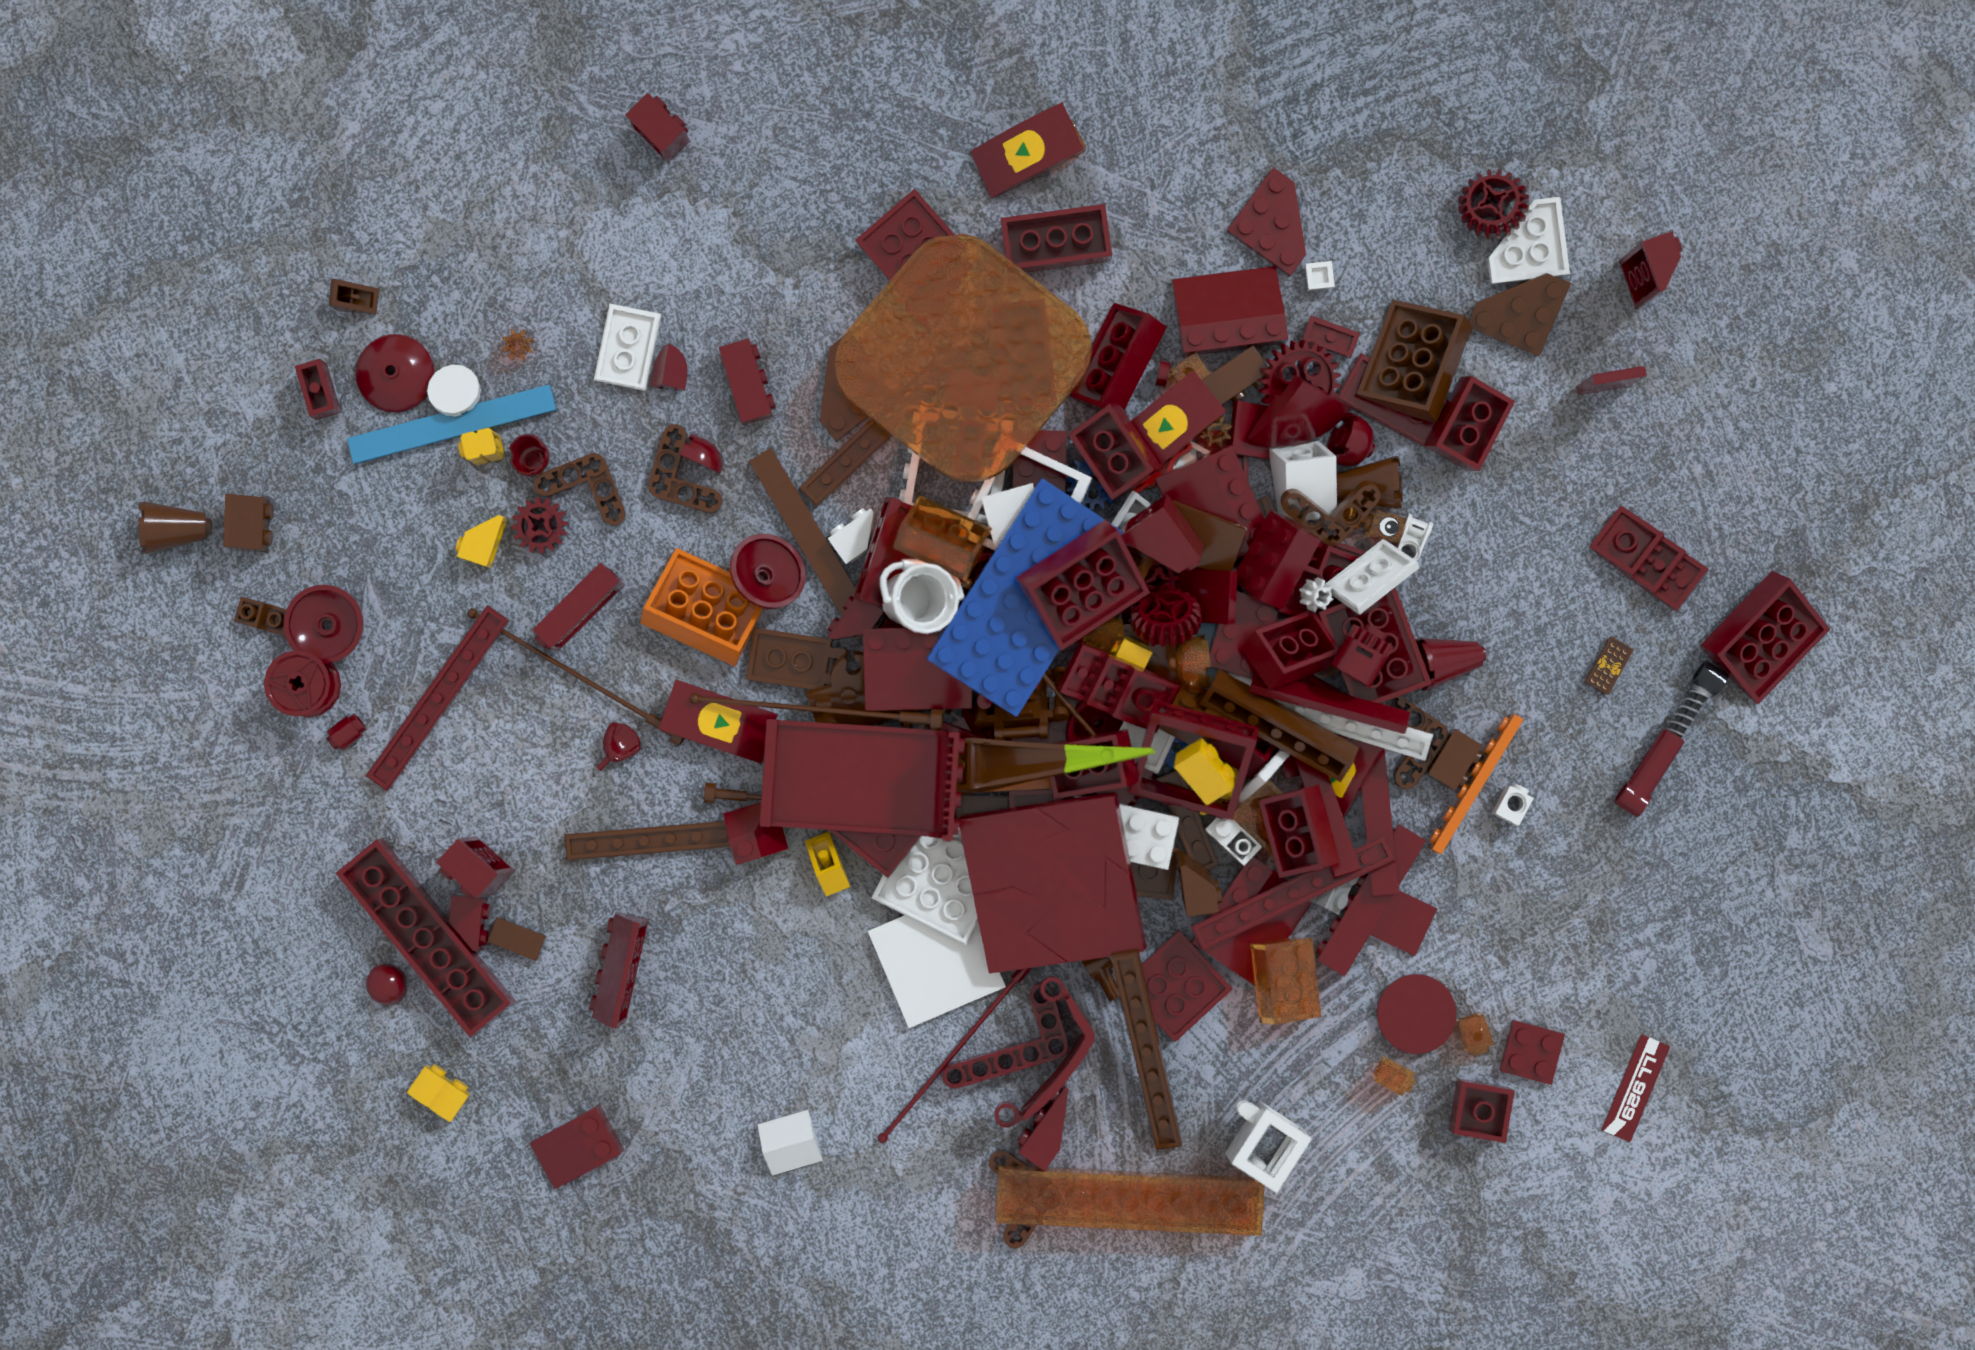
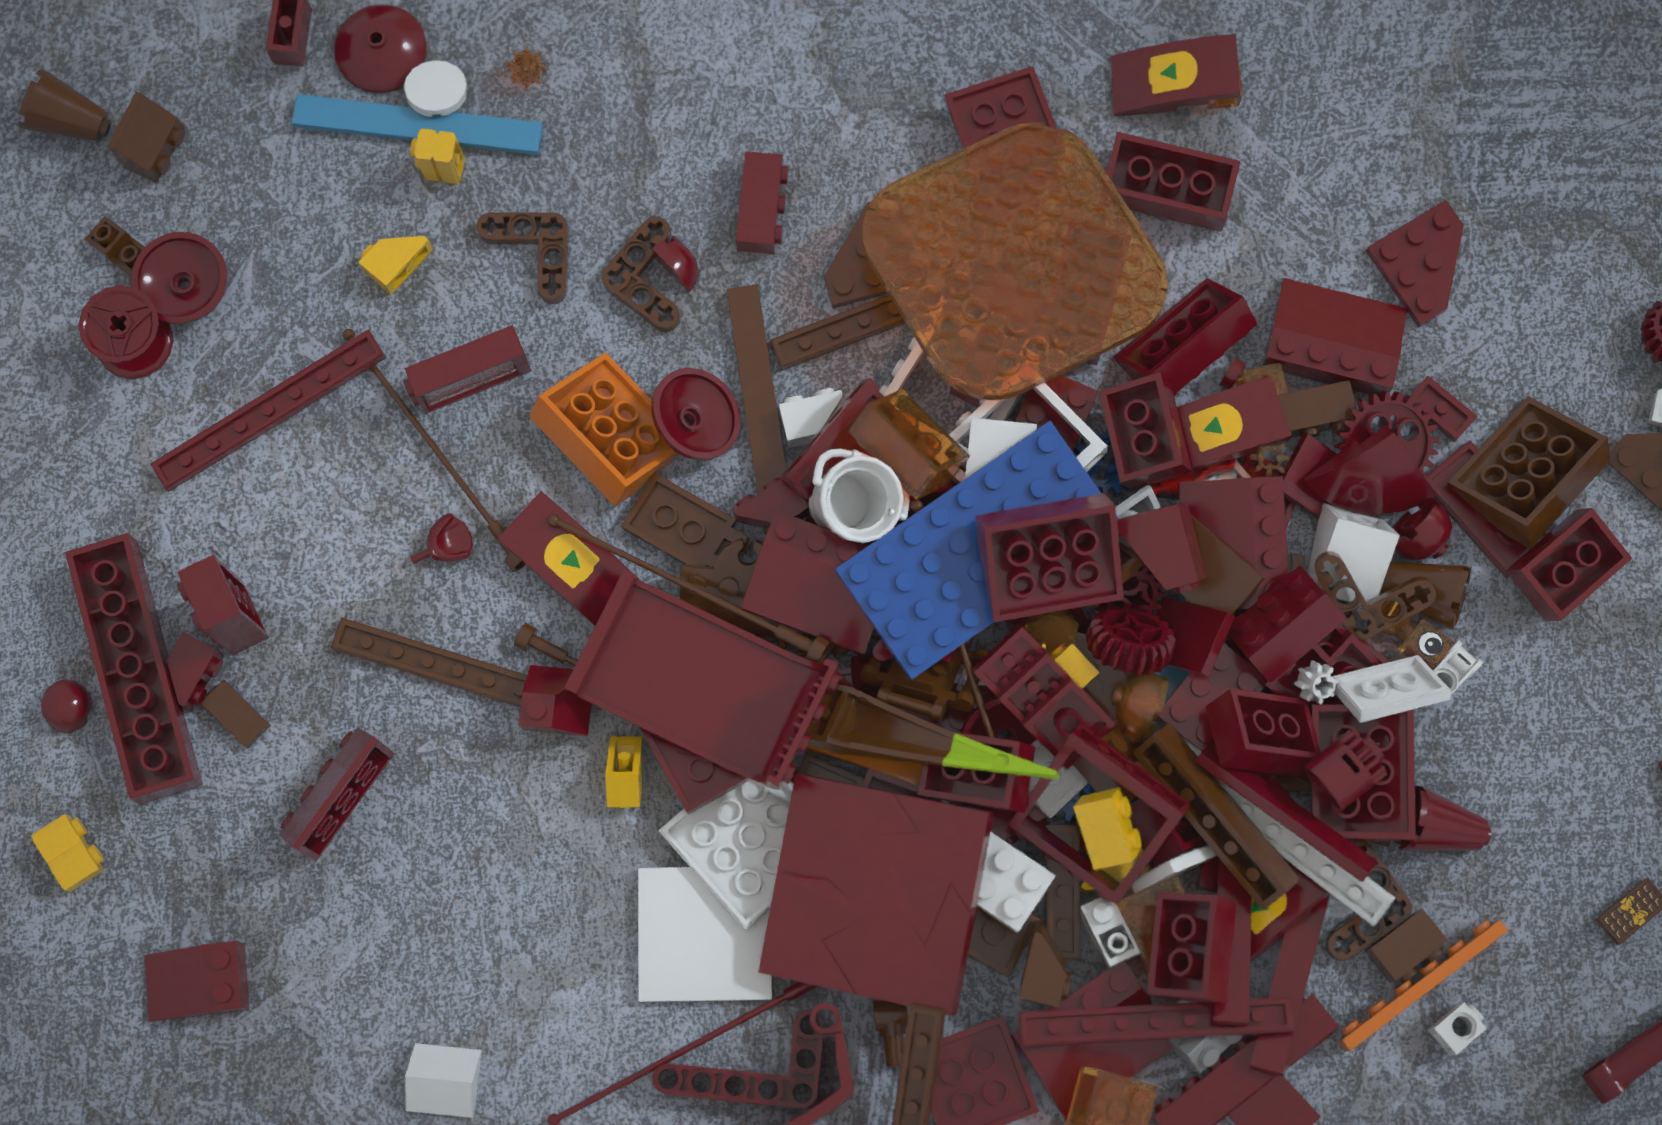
camera: 25 degrees right, 10 degrees down
(346, 732) = (150, 406): dark red brick -> none
(529, 455) = (487, 187): dark red hair -> none
(533, 535) = (452, 274): dark red gear -> none
(627, 347) = (645, 118): white tile -> none
(669, 369) = (681, 157): dark red brick -> none
(1319, 276) = (1453, 337): white plate -> none

